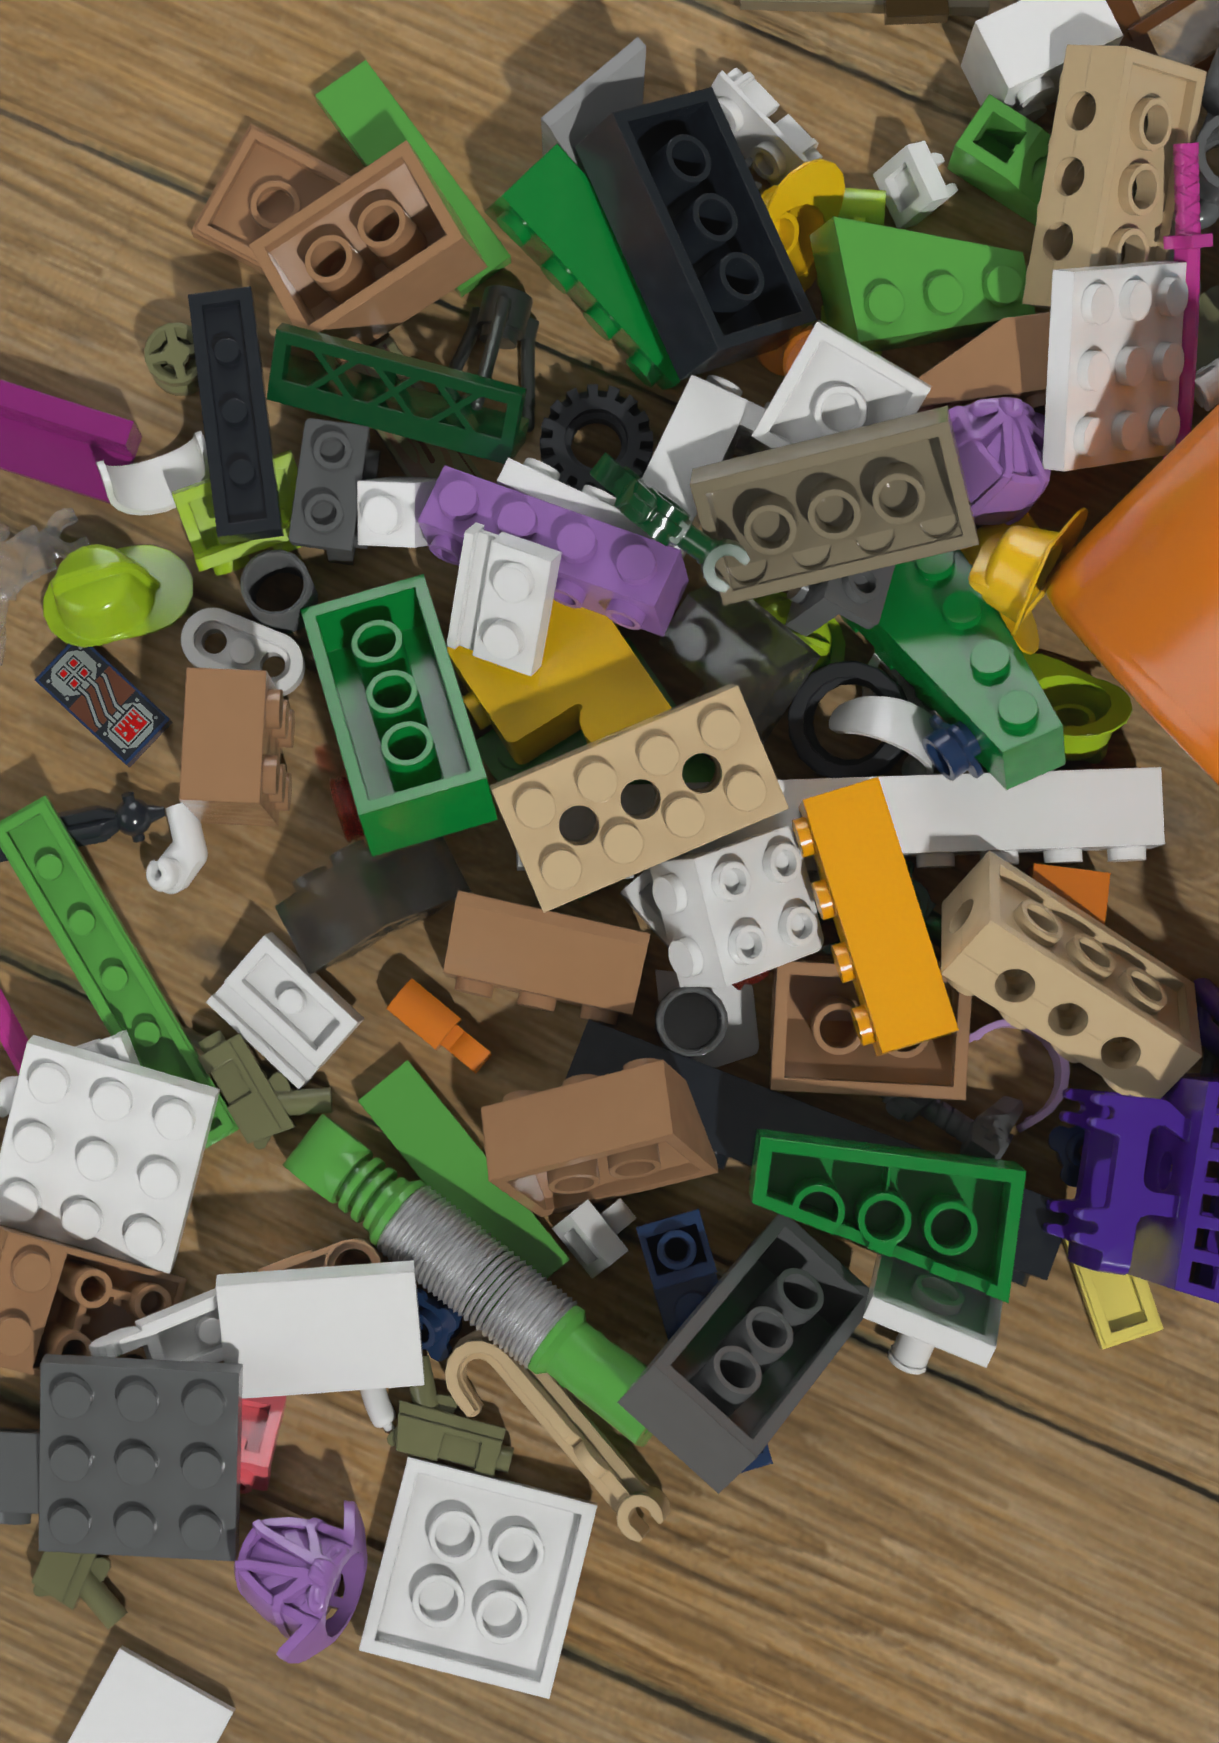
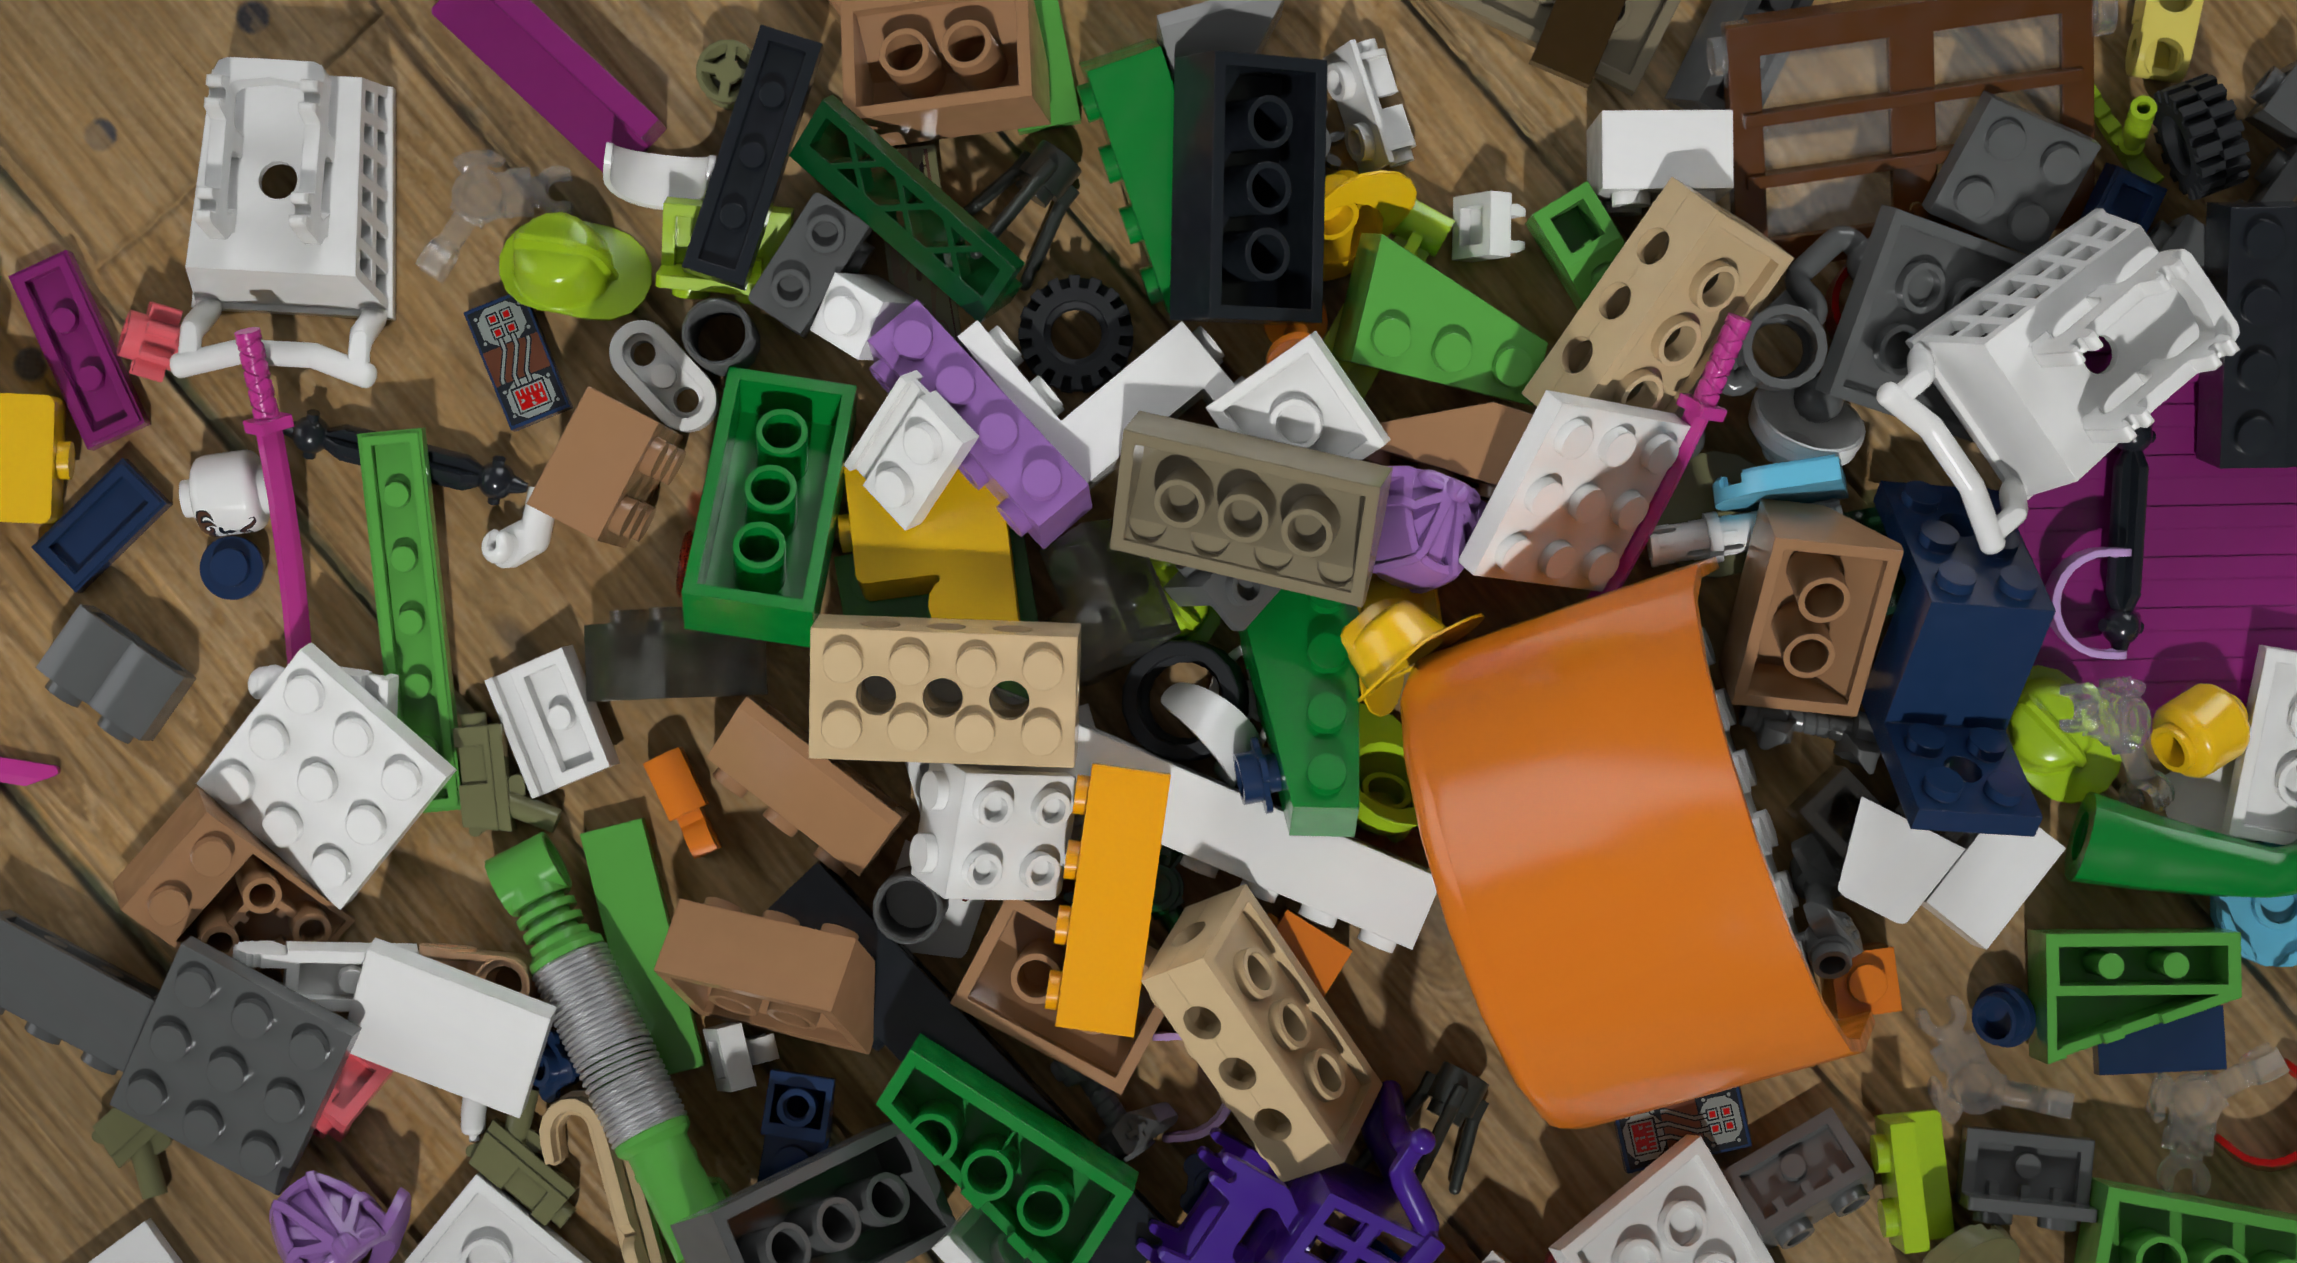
camera: 30 degrees right, 5 degrees up
(665, 519) = (1084, 449): dark green piece -> none

